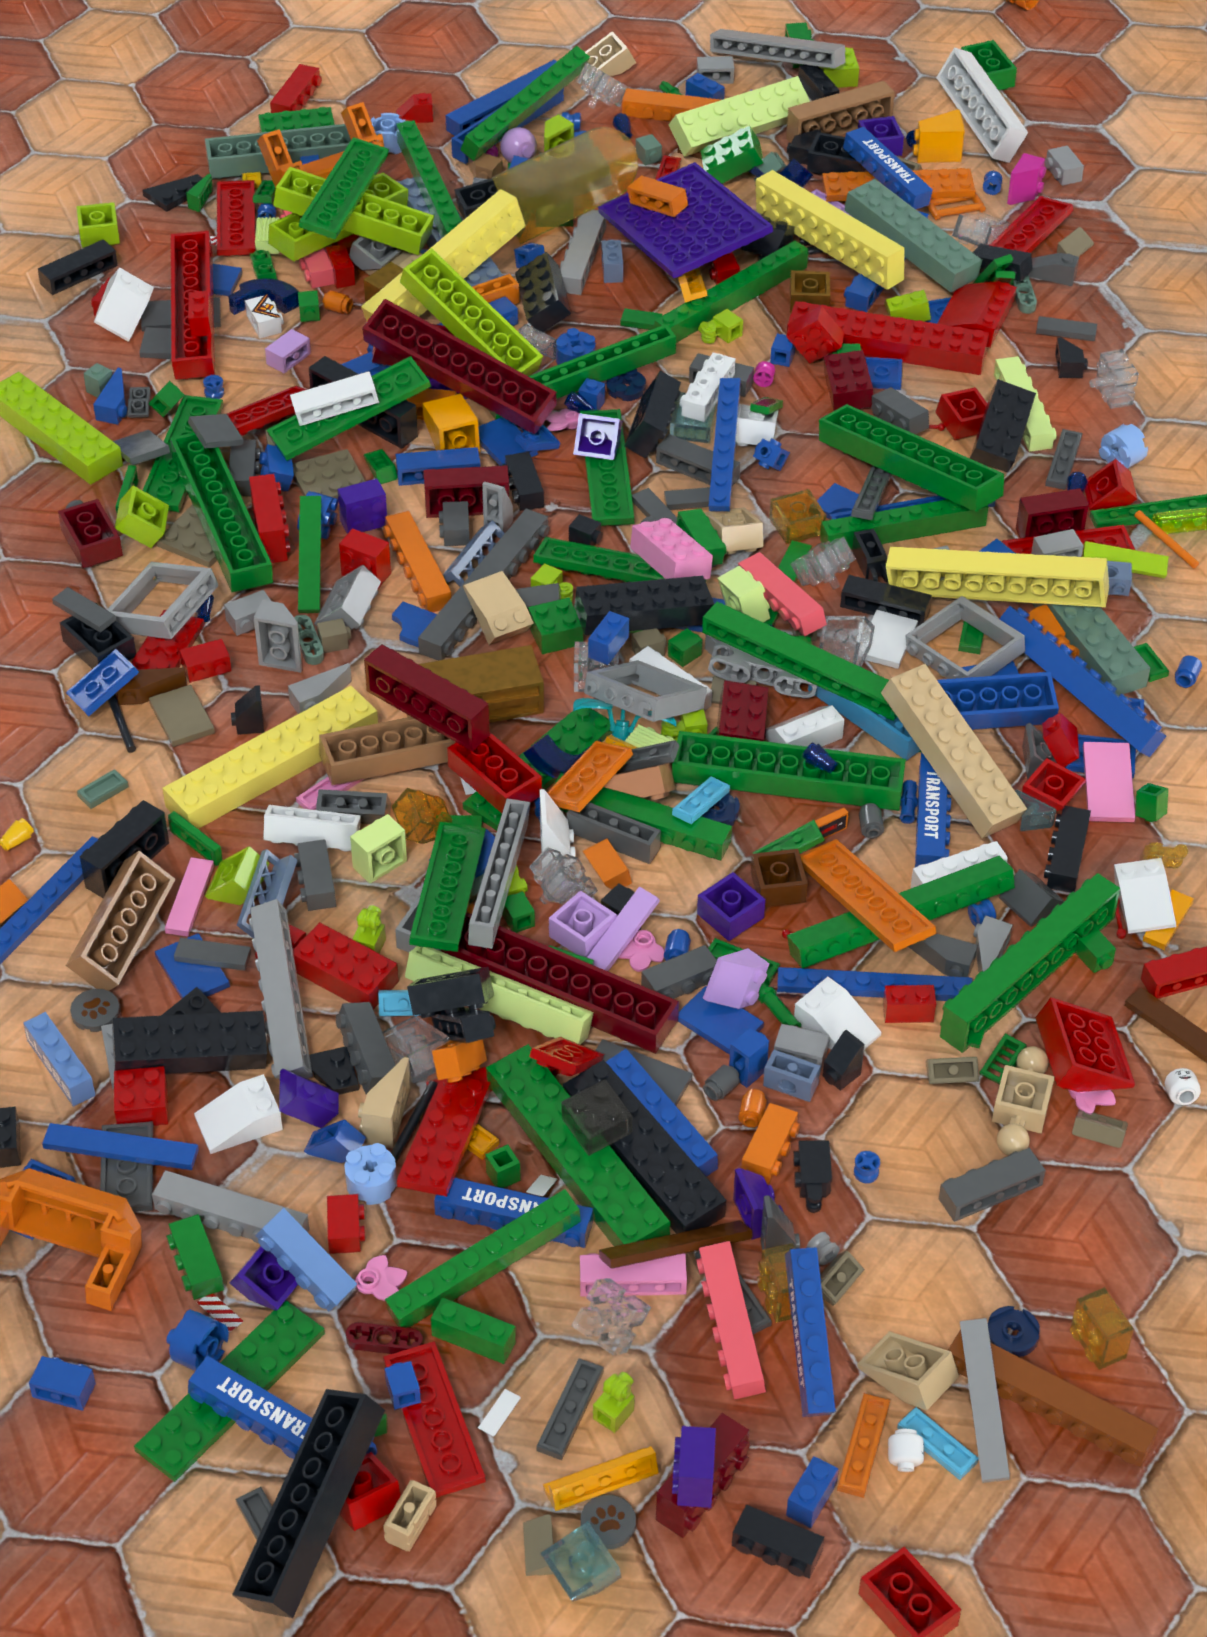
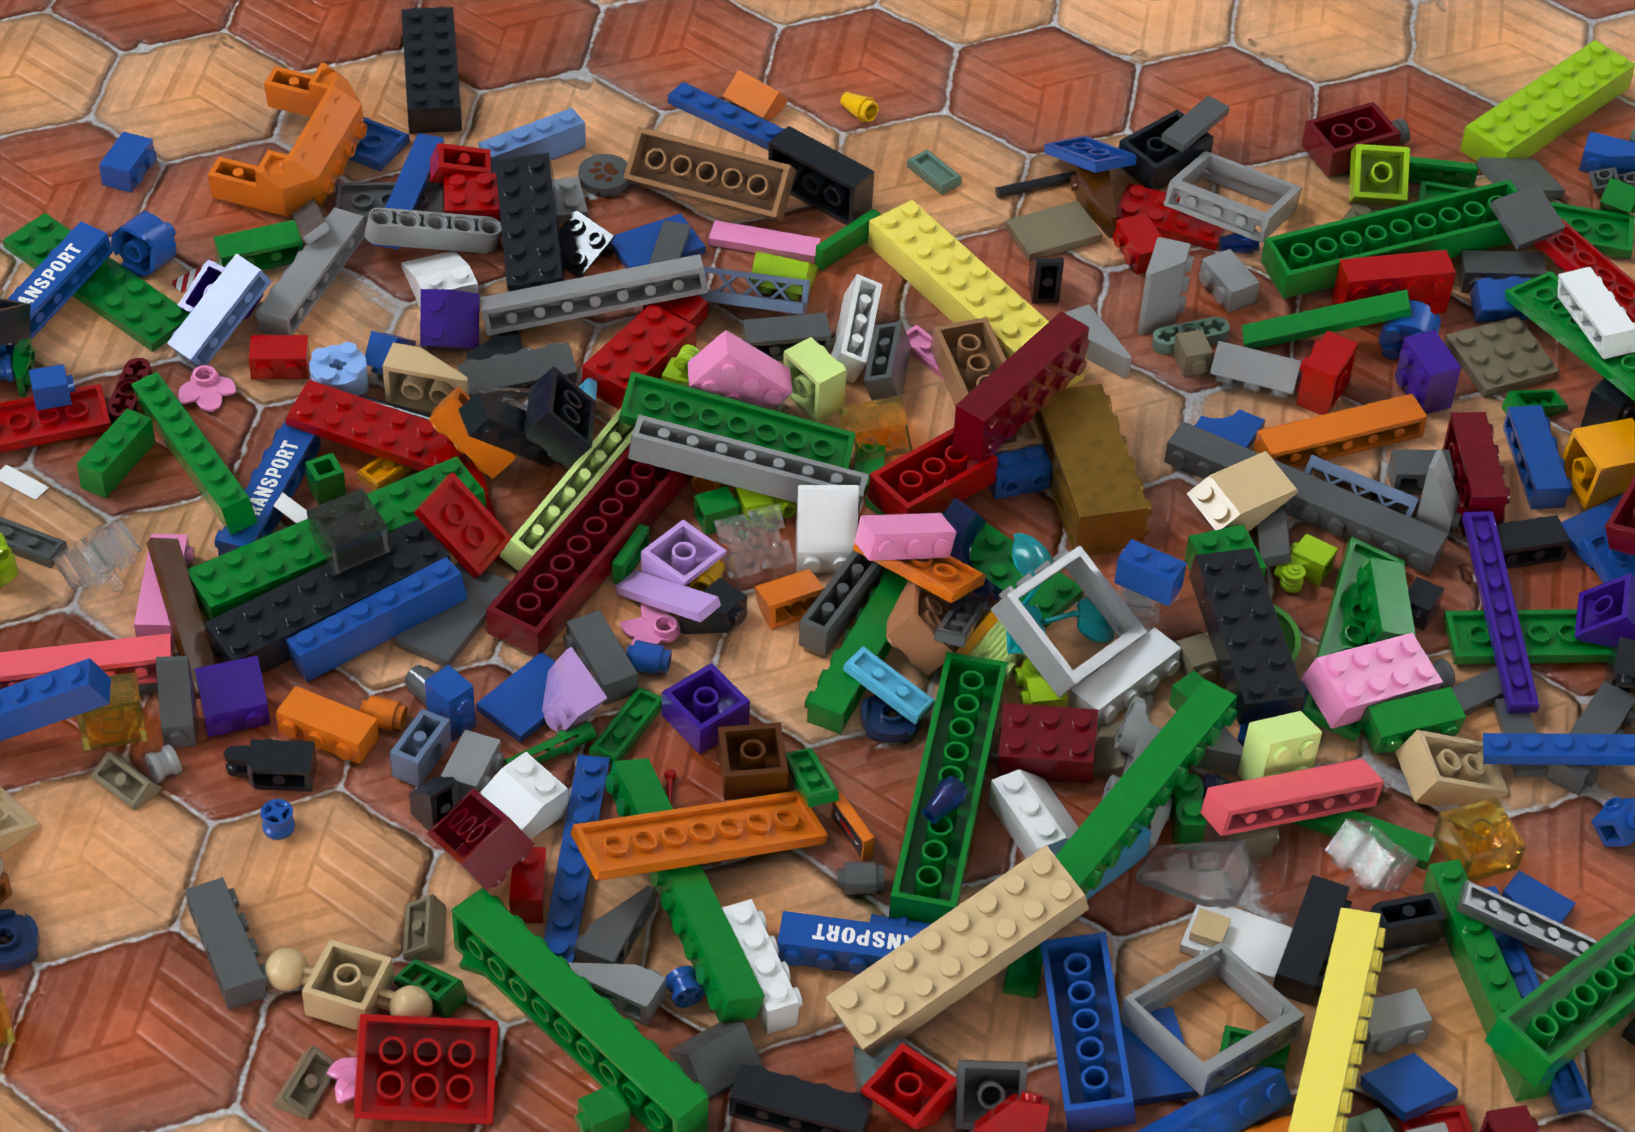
camera: 90 degrees right, 0 degrees up
(99, 1101) = (458, 160): none -> red brick
(172, 1209) = (311, 222): none -> dark grey tile
(188, 1115) = (432, 230): none -> light grey beam
(395, 891) = (740, 372): none -> bright pink brick
(578, 772) = (905, 536): none -> bright pink brick
(596, 489) = (1500, 613): none -> dark purple tile
(599, 541) = (1385, 600): none -> green brick
(887, 645) = (1209, 928): none -> tan tile
(899, 1011) = (481, 839): none -> dark red brick

